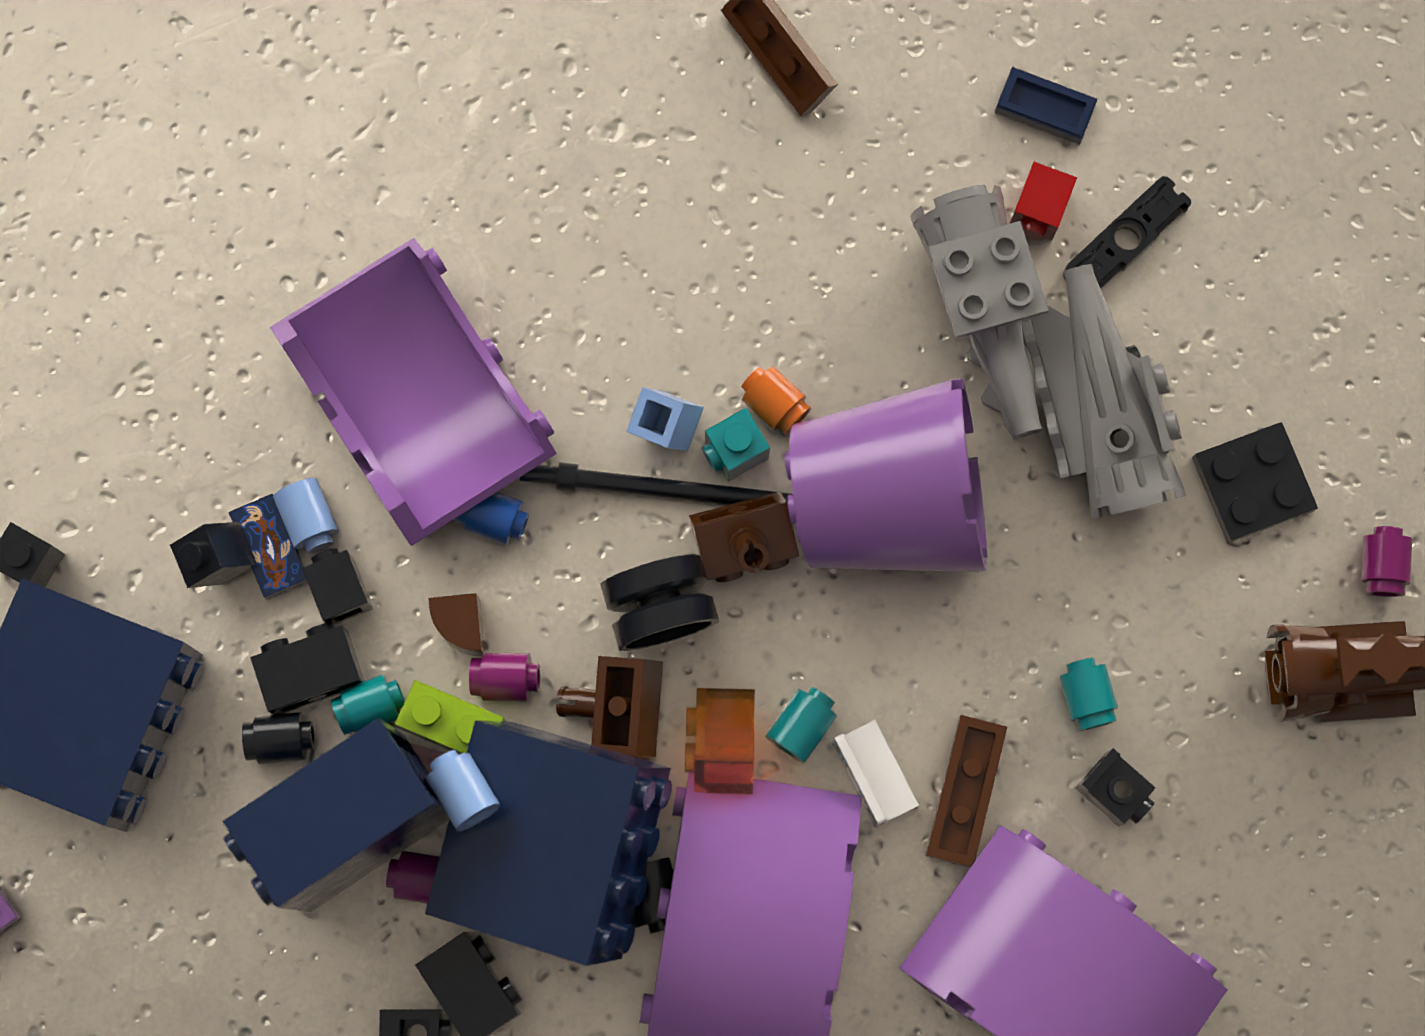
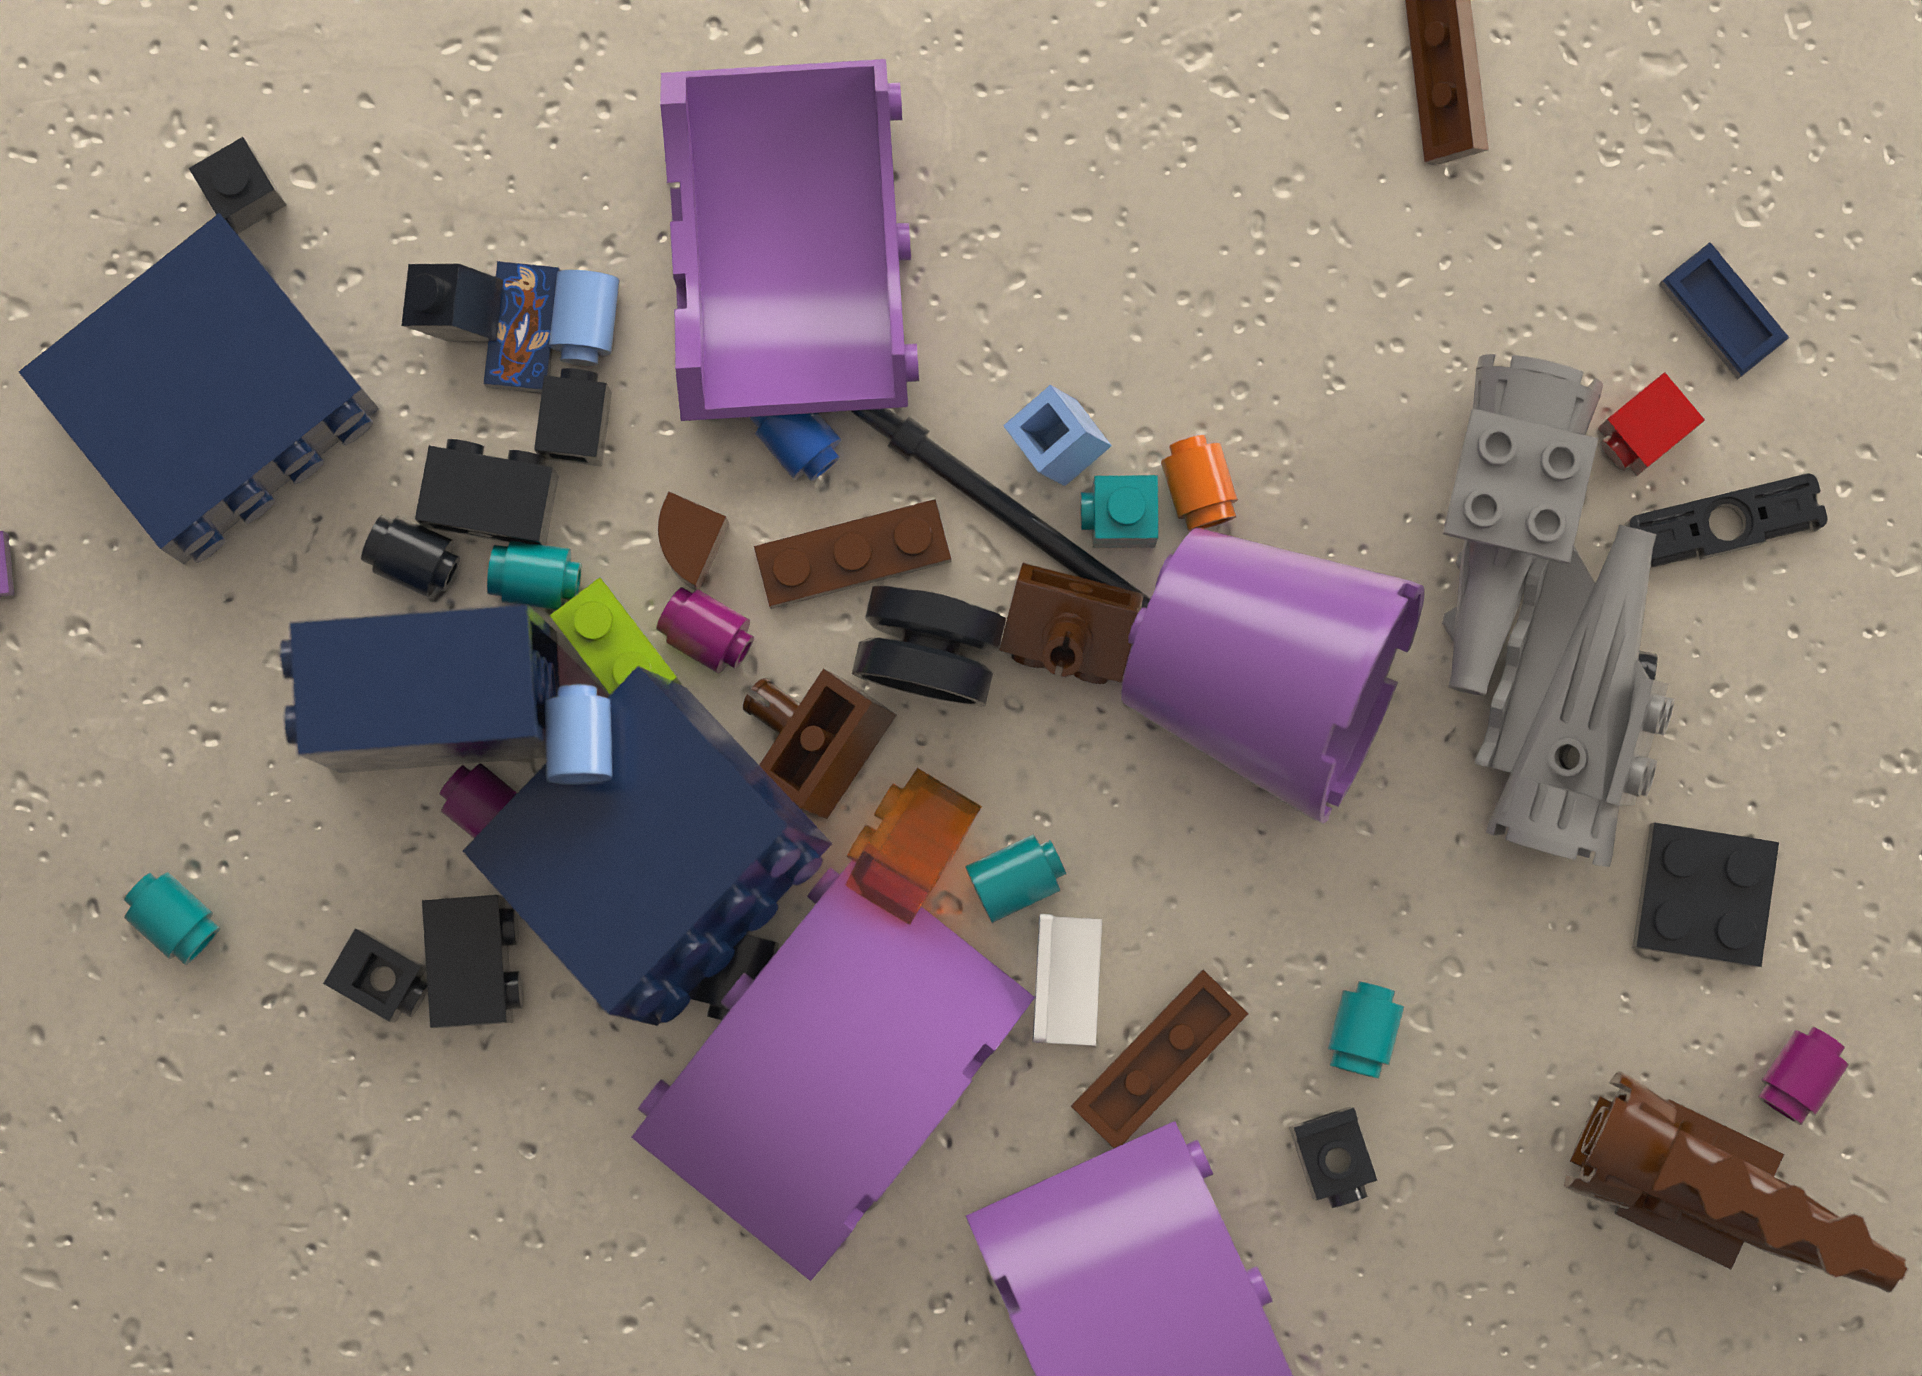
camera: 30 degrees right, 5 degrees up
(573, 573) = (852, 554): none -> reddish brown plate

